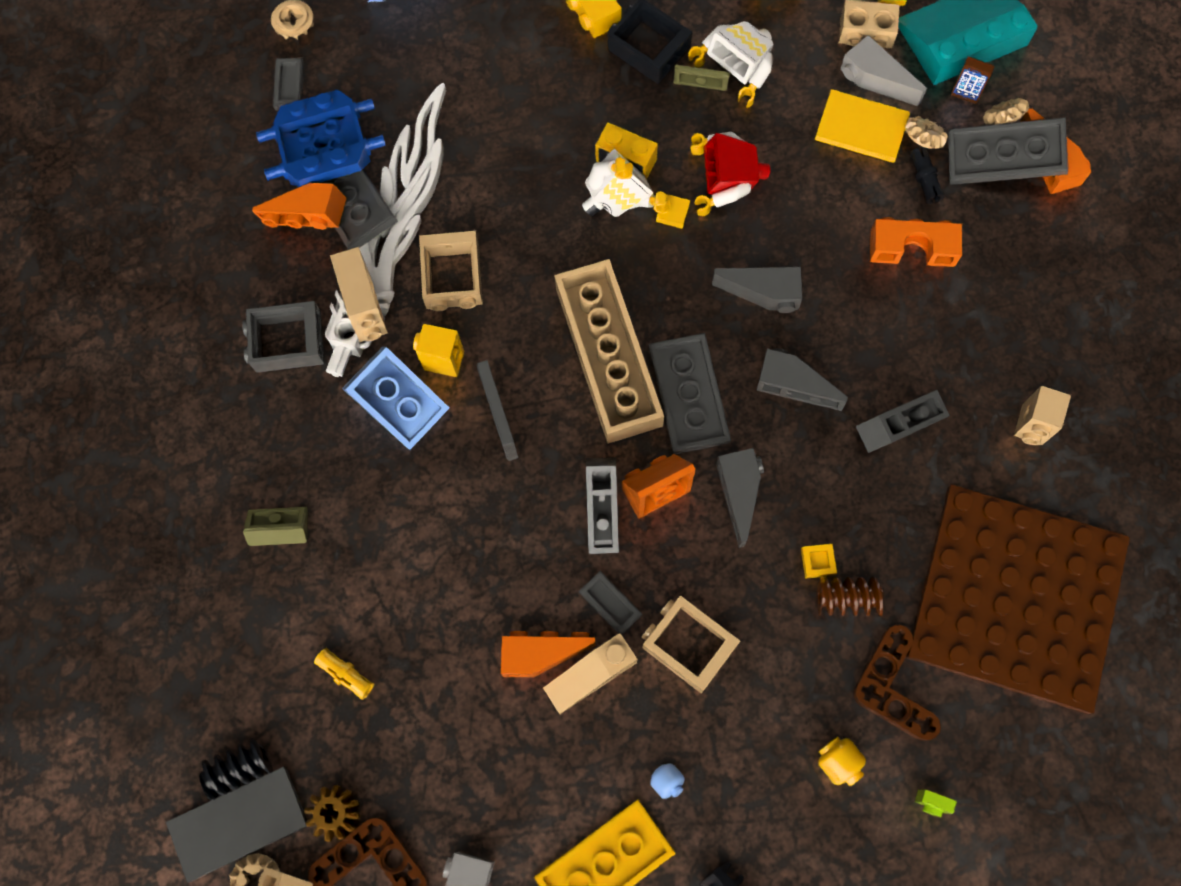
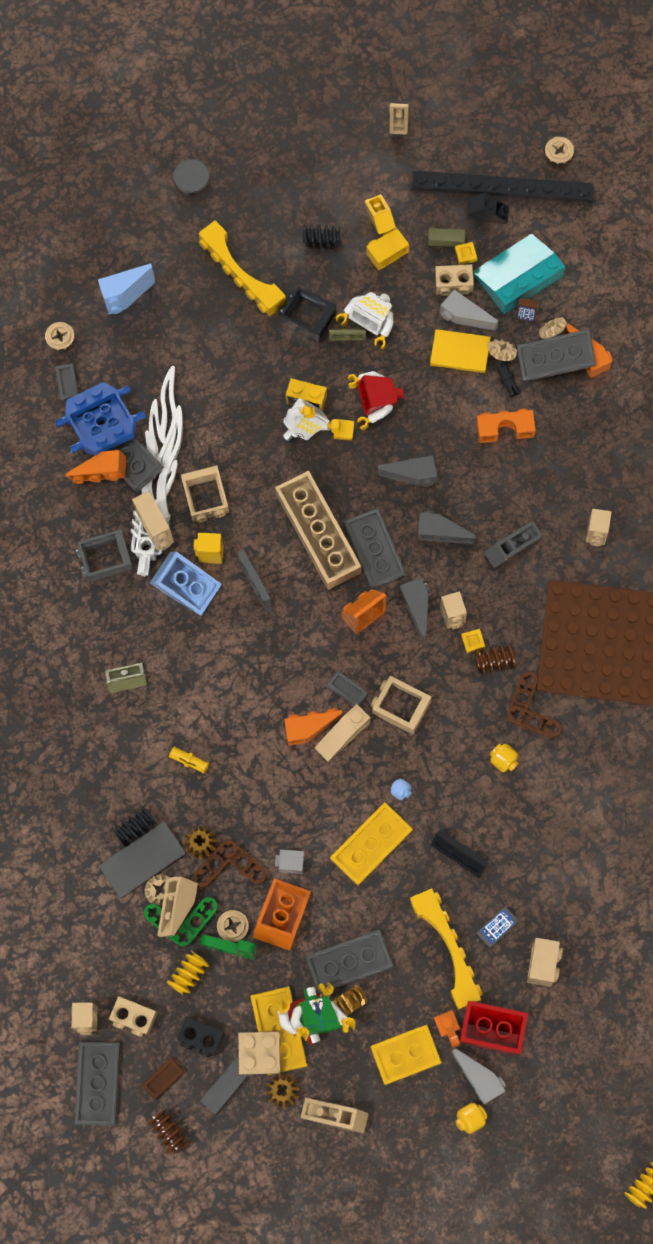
camera: 10 degrees left, 0 degrees up
(602, 505) = (331, 629): slope -> none
(796, 508) = (453, 610): none -> tan brick
(935, 803) = (563, 772): lime plate -> none

